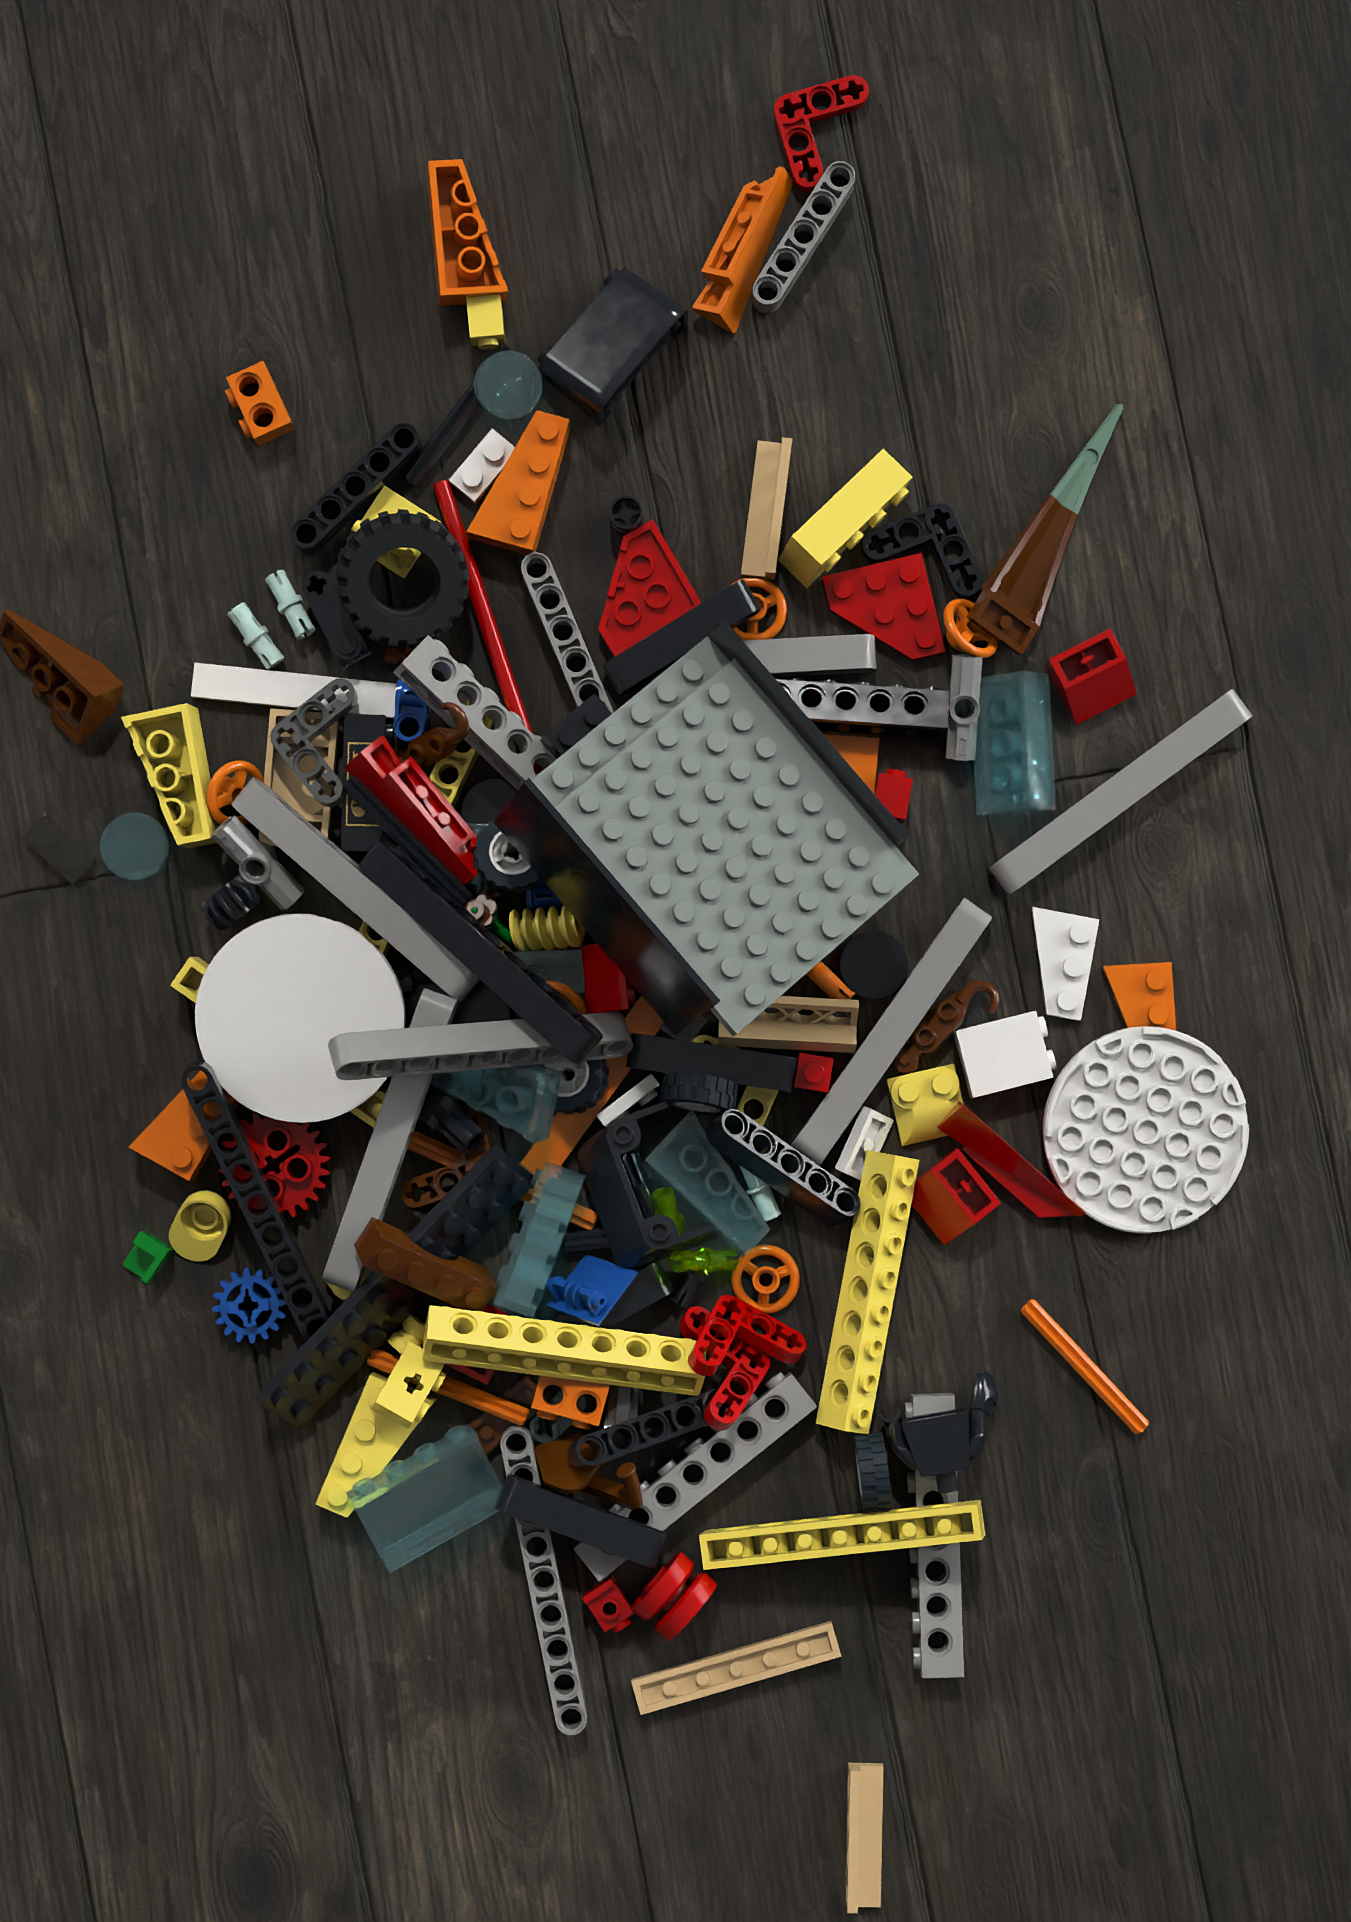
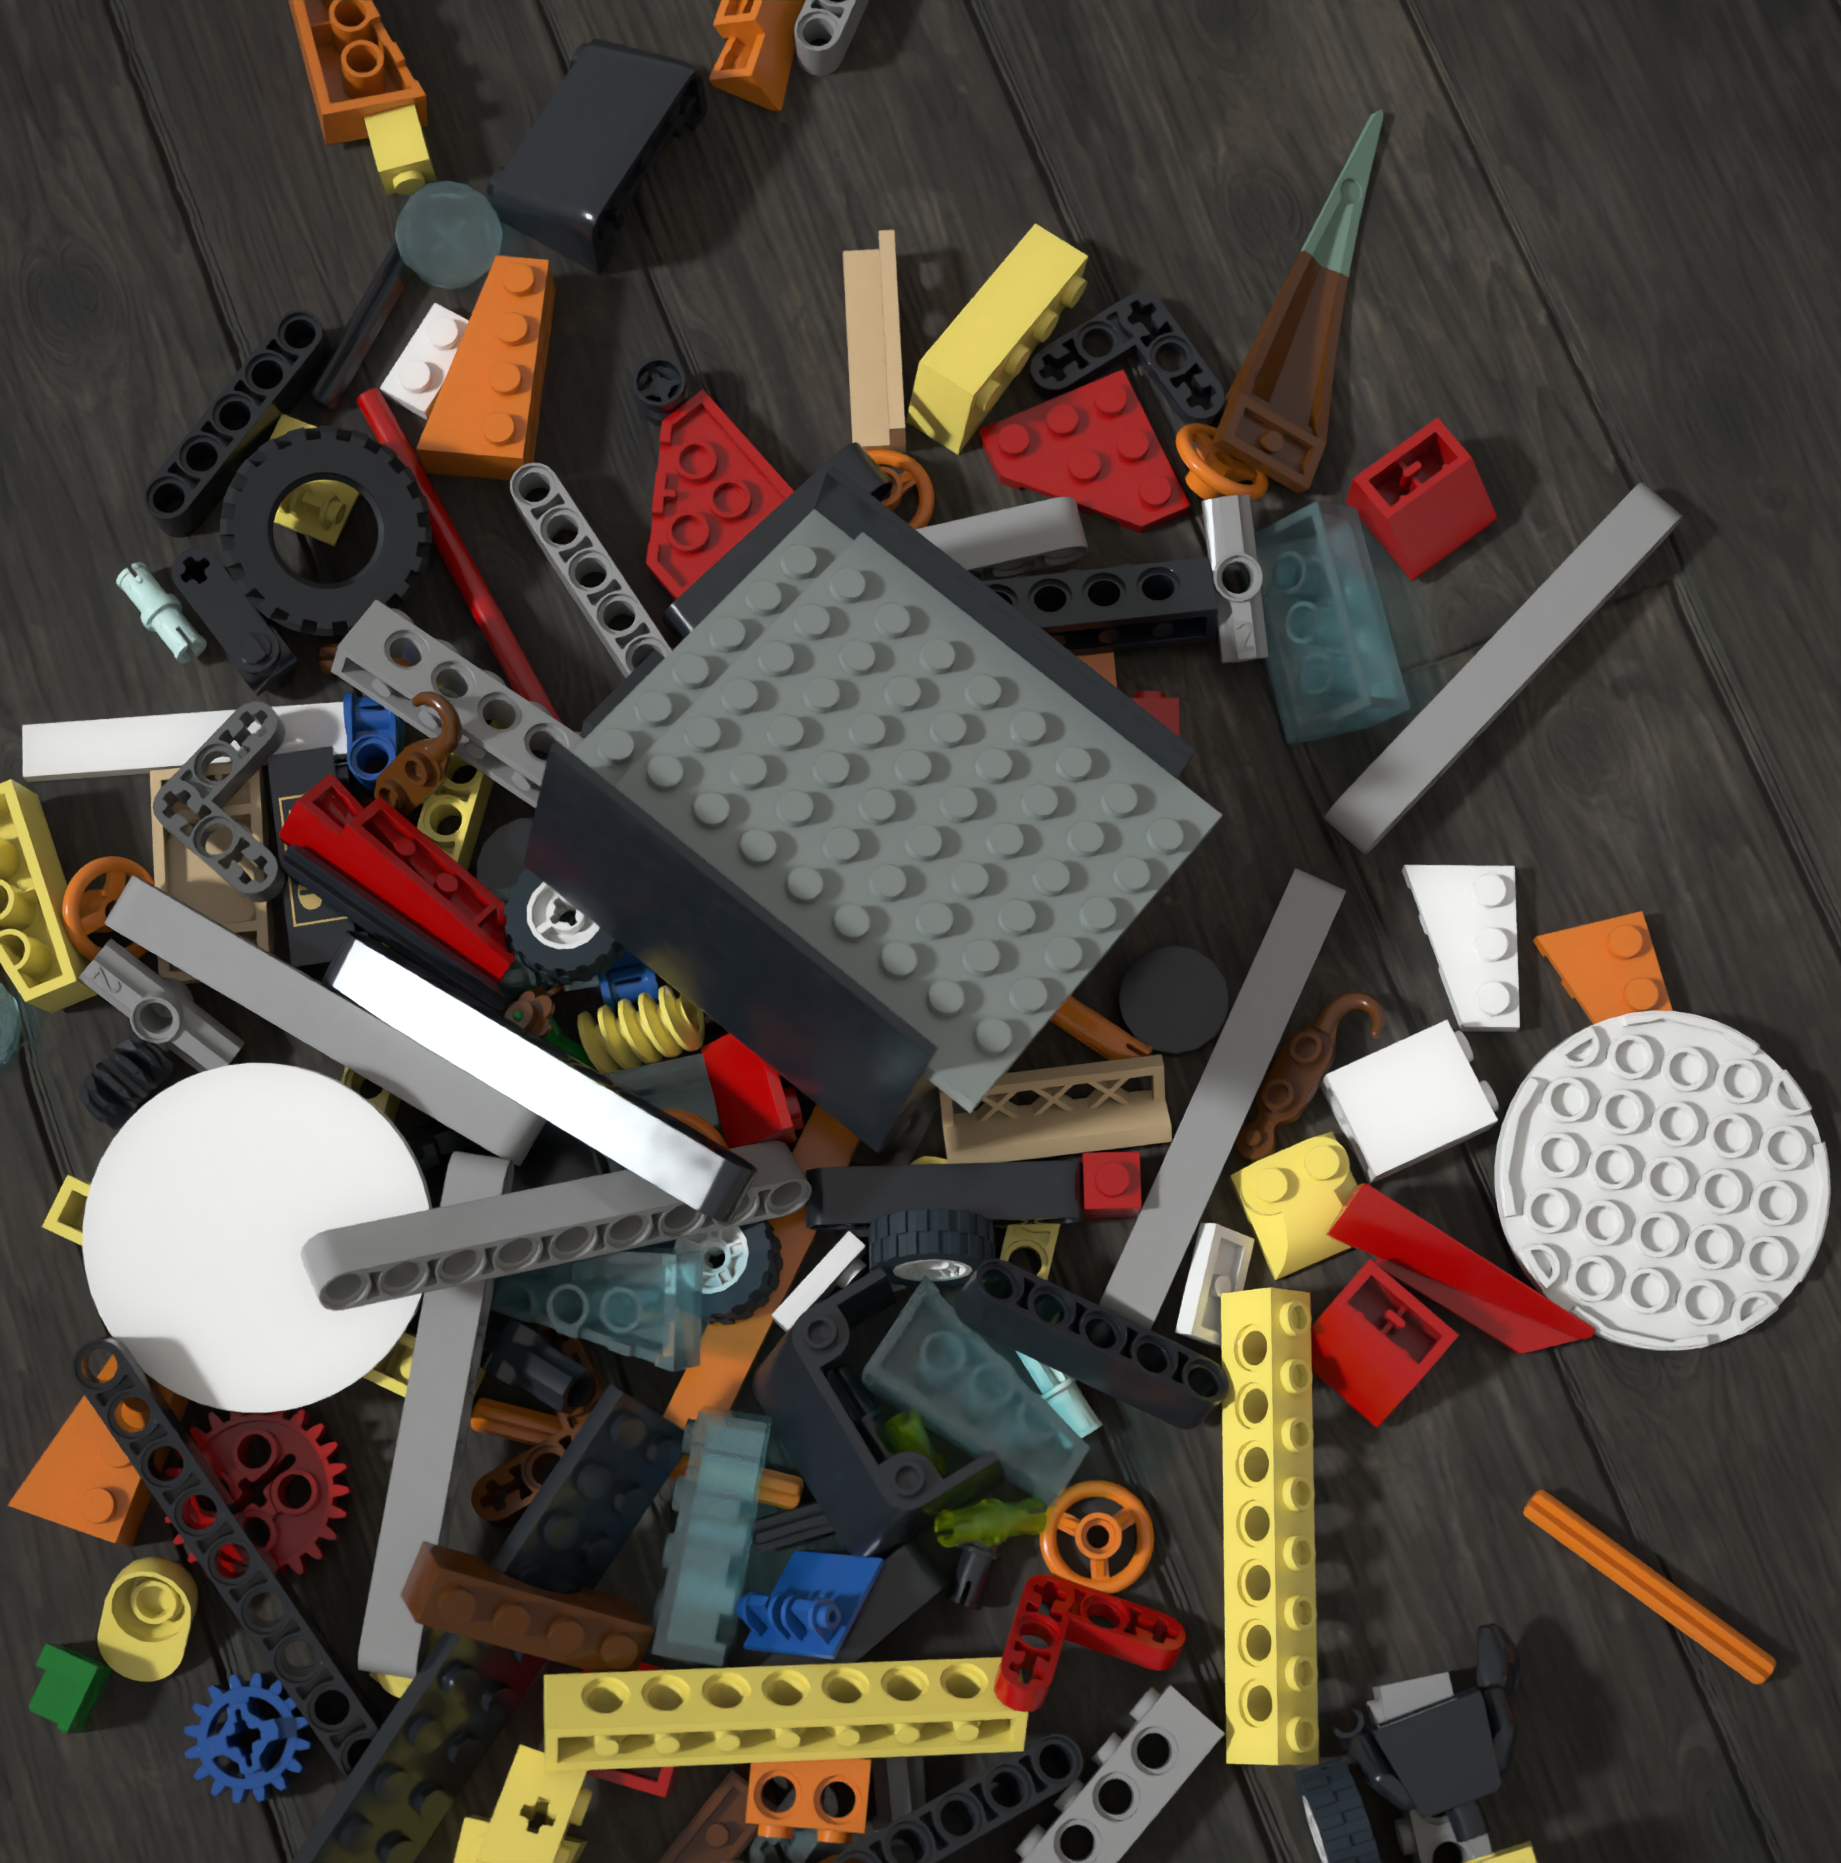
camera: 10 degrees left, 10 degrees down
(255, 636) = (113, 668): light aqua pin -> none
(264, 401) = (76, 324): orange brick -> none
(412, 1331) = (526, 1730): light yellow wheel -> none
(461, 1392) = (628, 1821): orange axle -> none
(739, 1371) = (1082, 1695): red beam -> none

